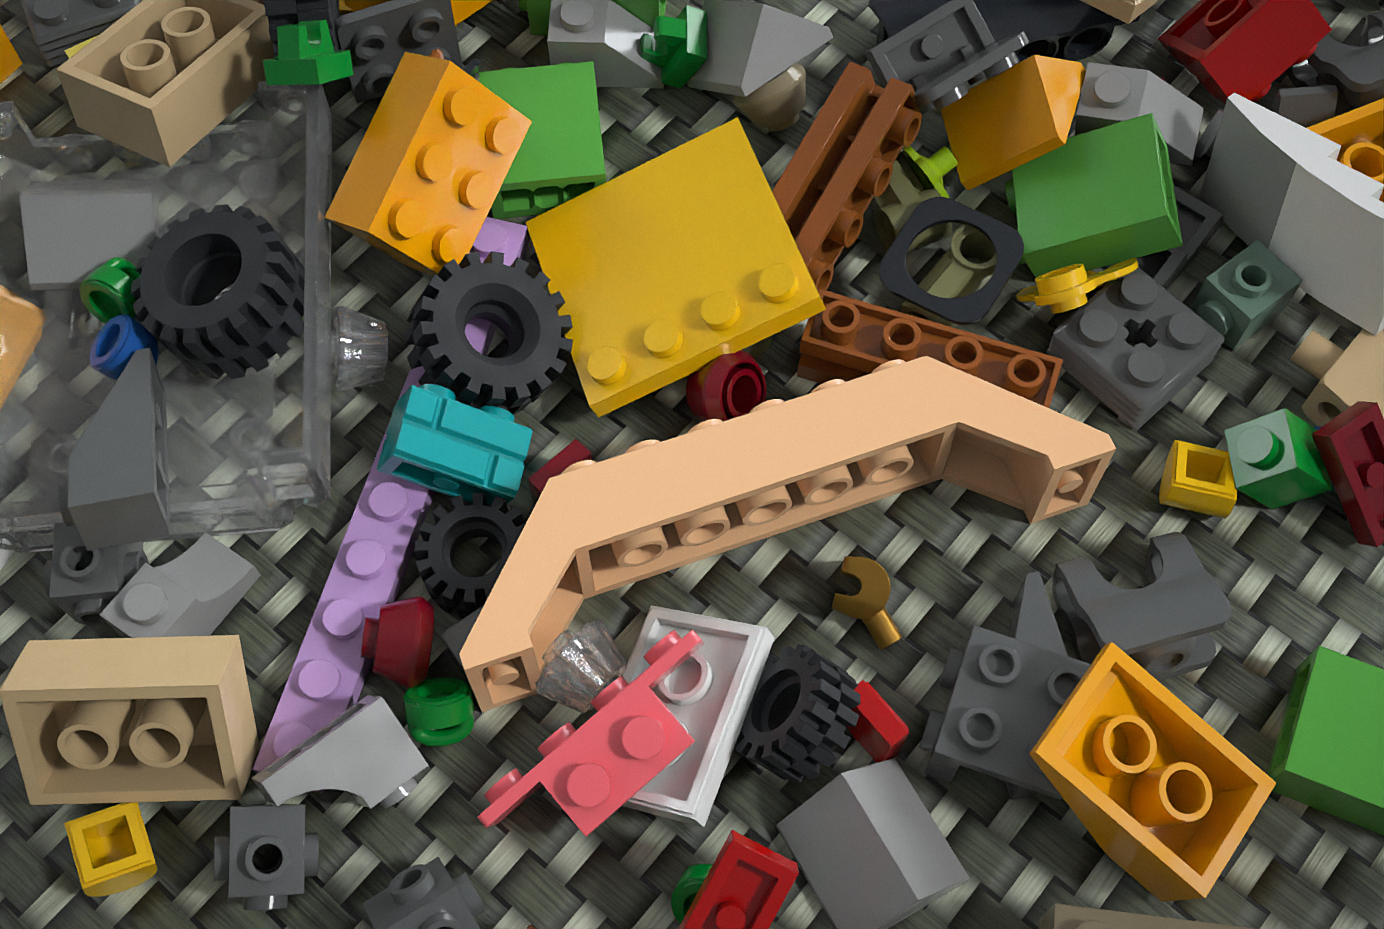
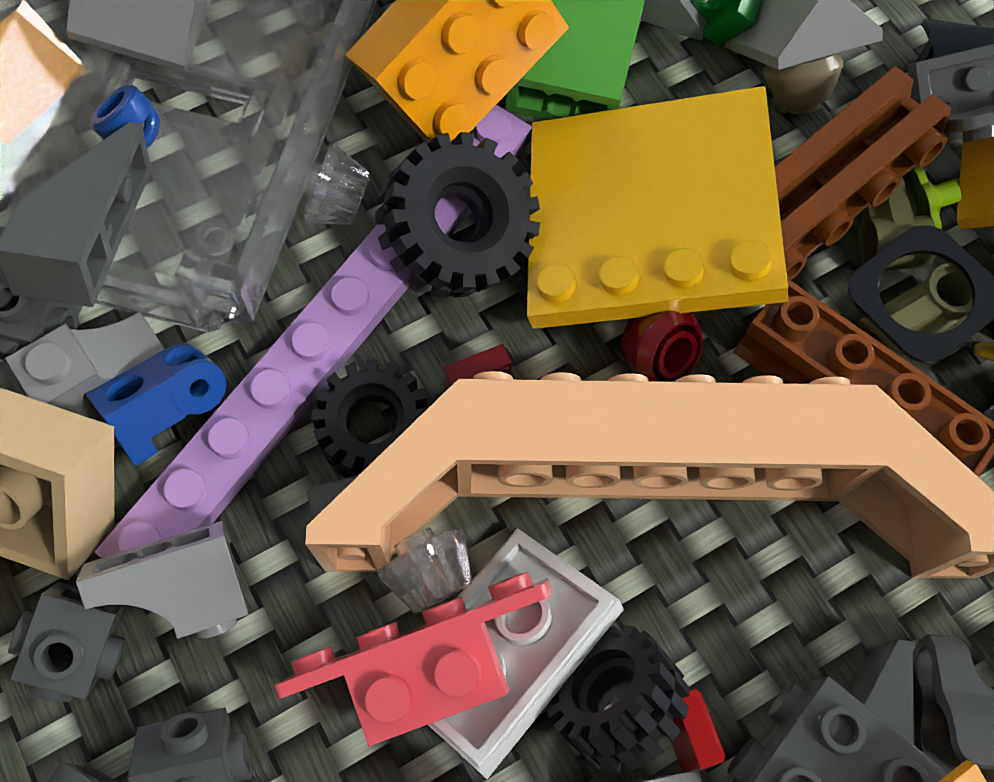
camera: 15 degrees right, 5 degrees up
(108, 290) = (138, 61): green tile -> none
(198, 263) = (225, 92): black tyre -> none
(261, 601) = (157, 396): none -> blue leg
(400, 641) = (269, 480): dark red cone -> none
(439, 705) = (281, 559): green tile -> none
(454, 445) = (388, 310): teal brick -> none
(870, 601) = (729, 601): pearl gold piece -> none

